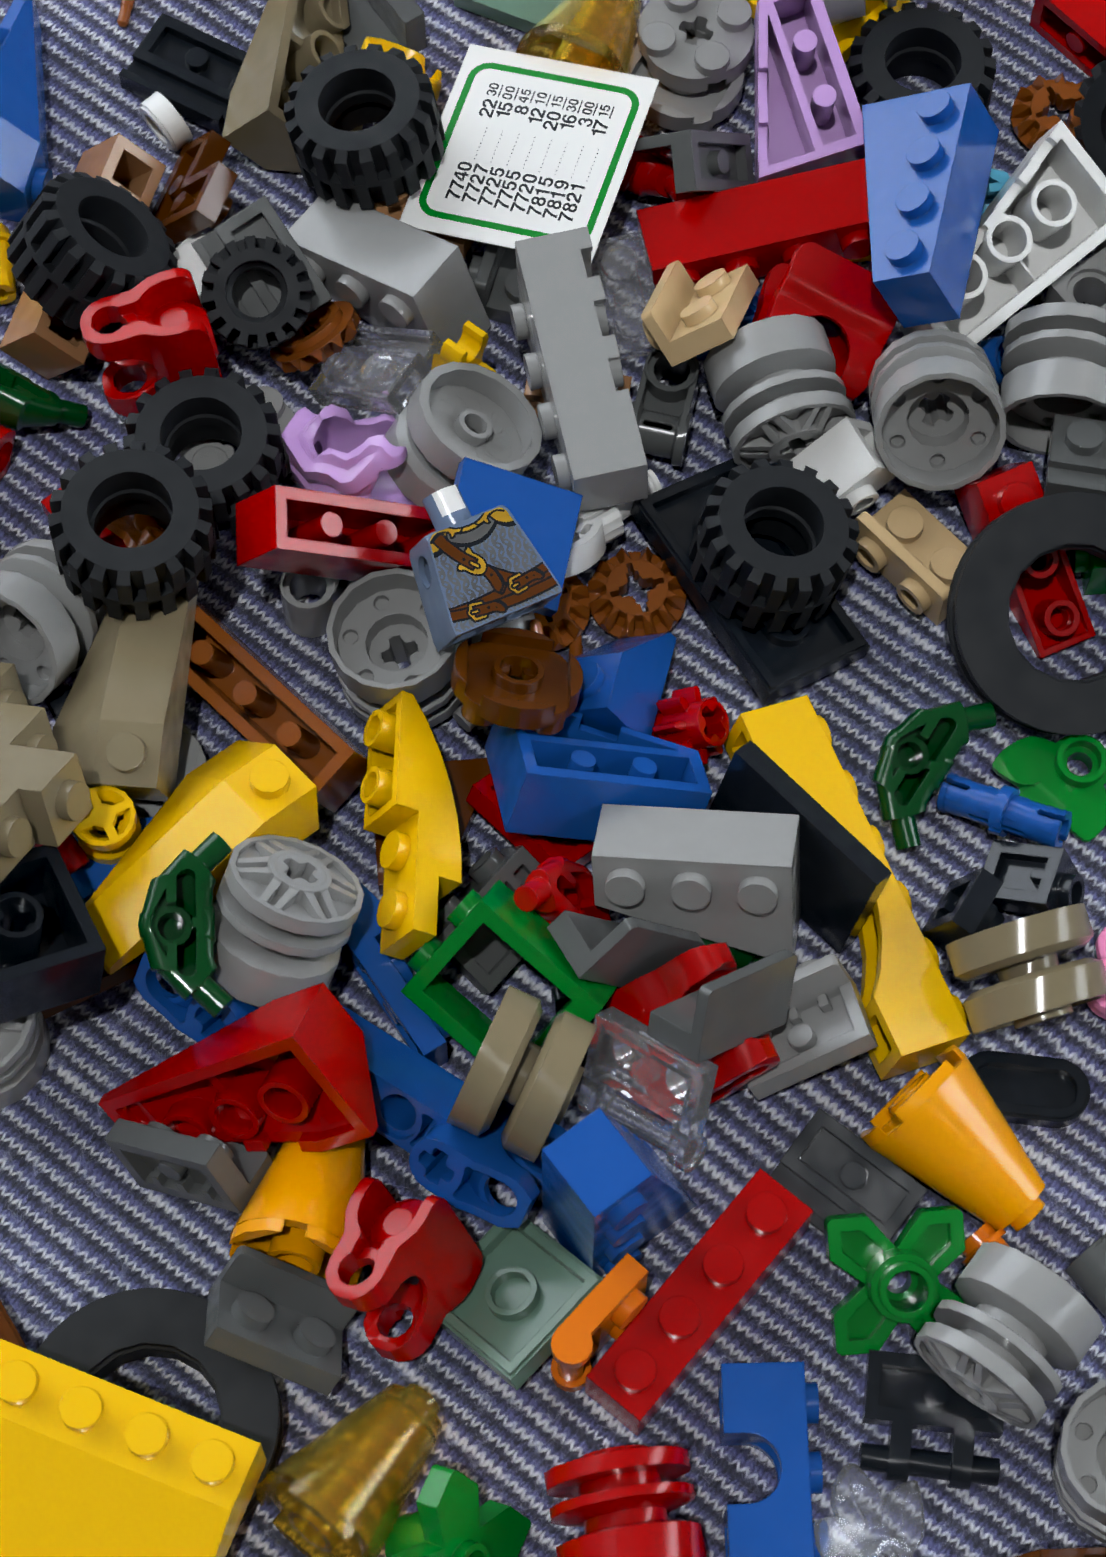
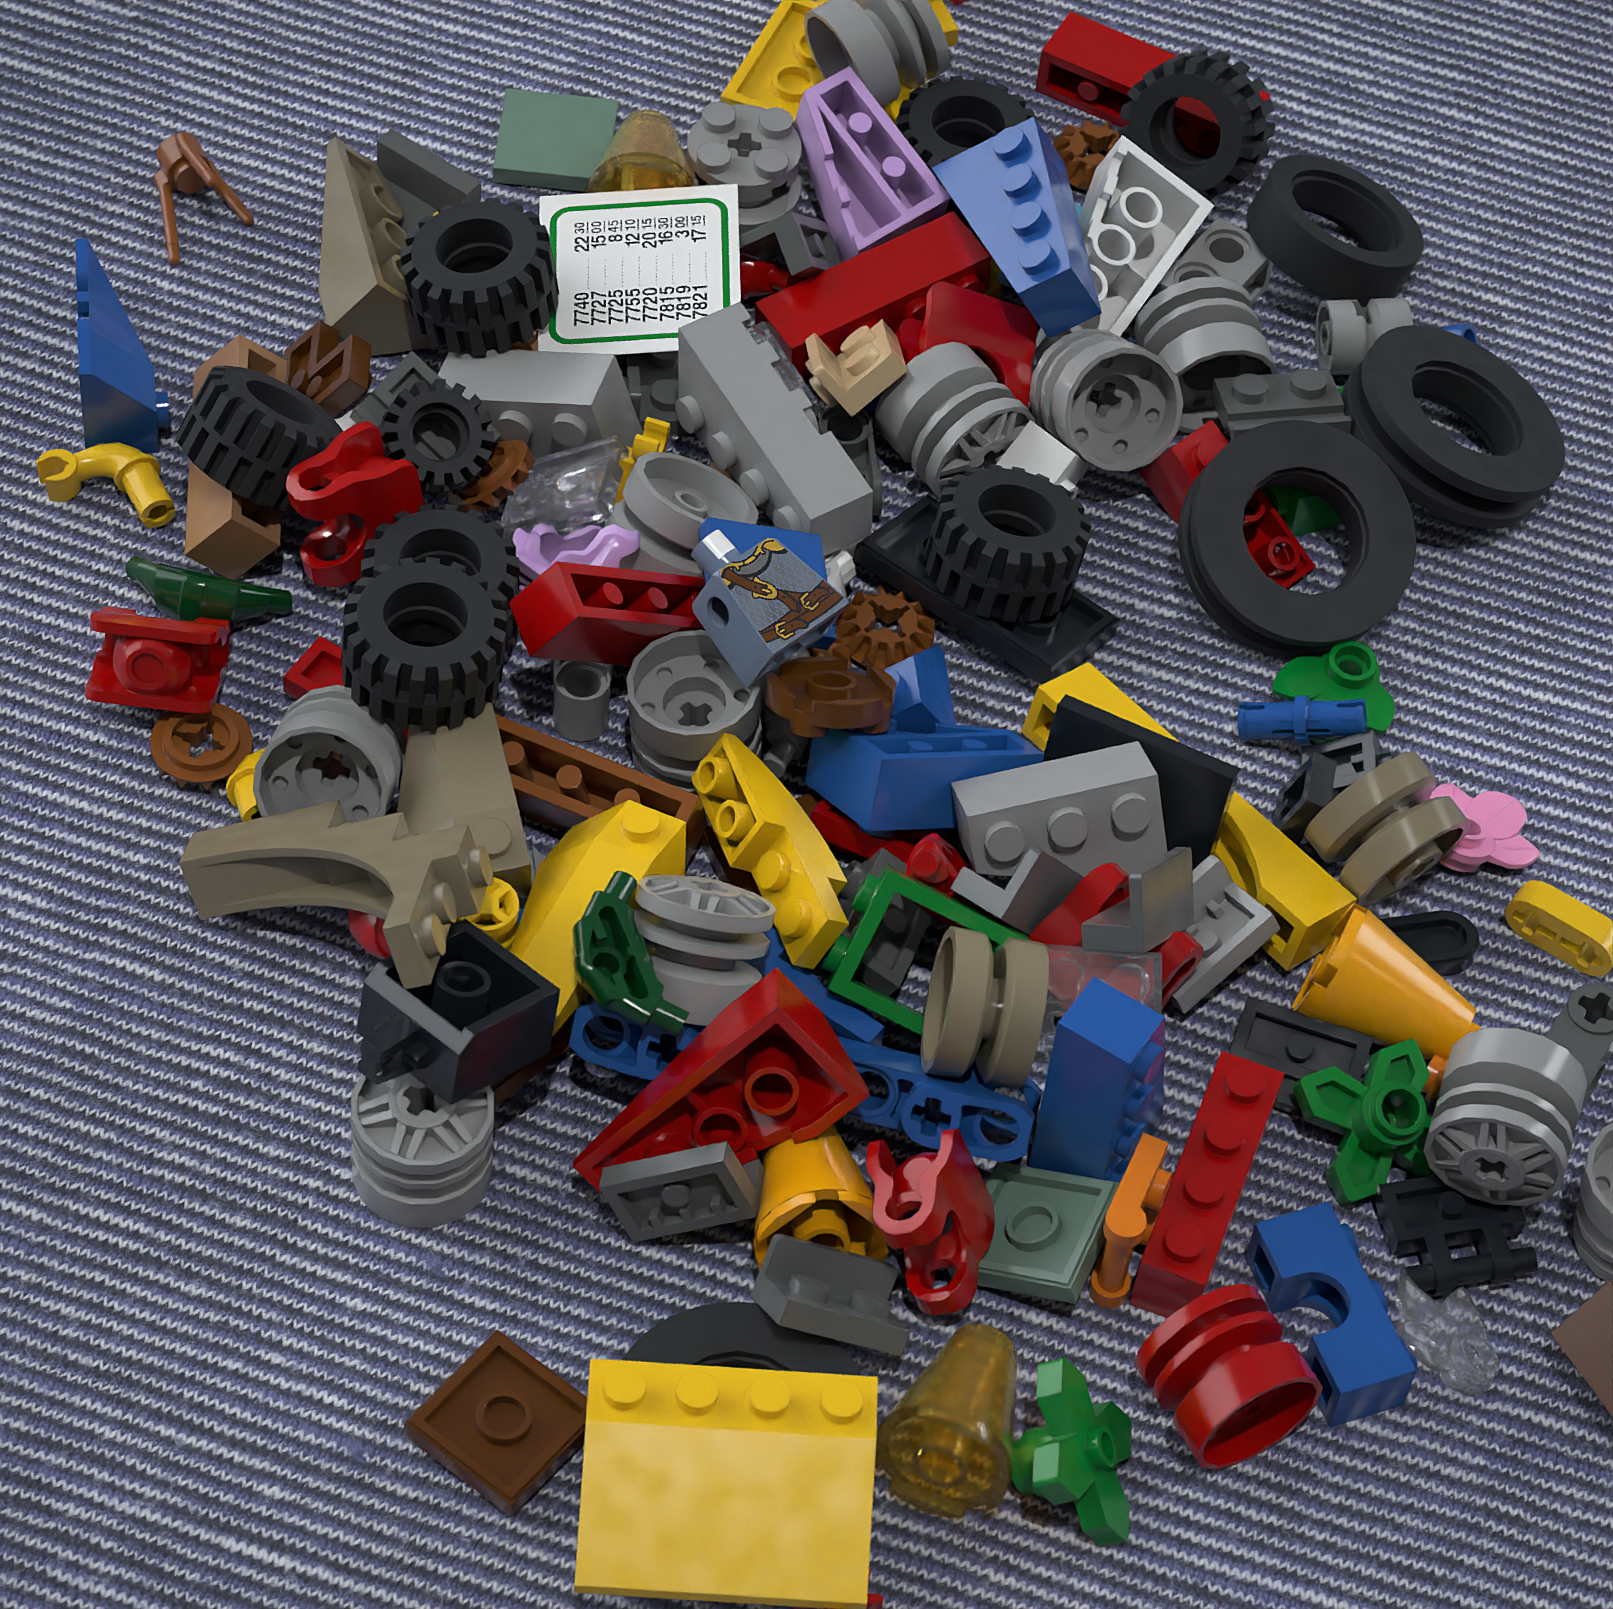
camera: 25 degrees left, 15 degrees down
(165, 121) = (262, 327): white tile -> none
(187, 69) = (262, 286): black plate -> none
(692, 722) = (990, 708): red gear -> none
(911, 553) = (1132, 539): tan bracket -> none
(917, 760) = (1208, 692): dark green piece -> none

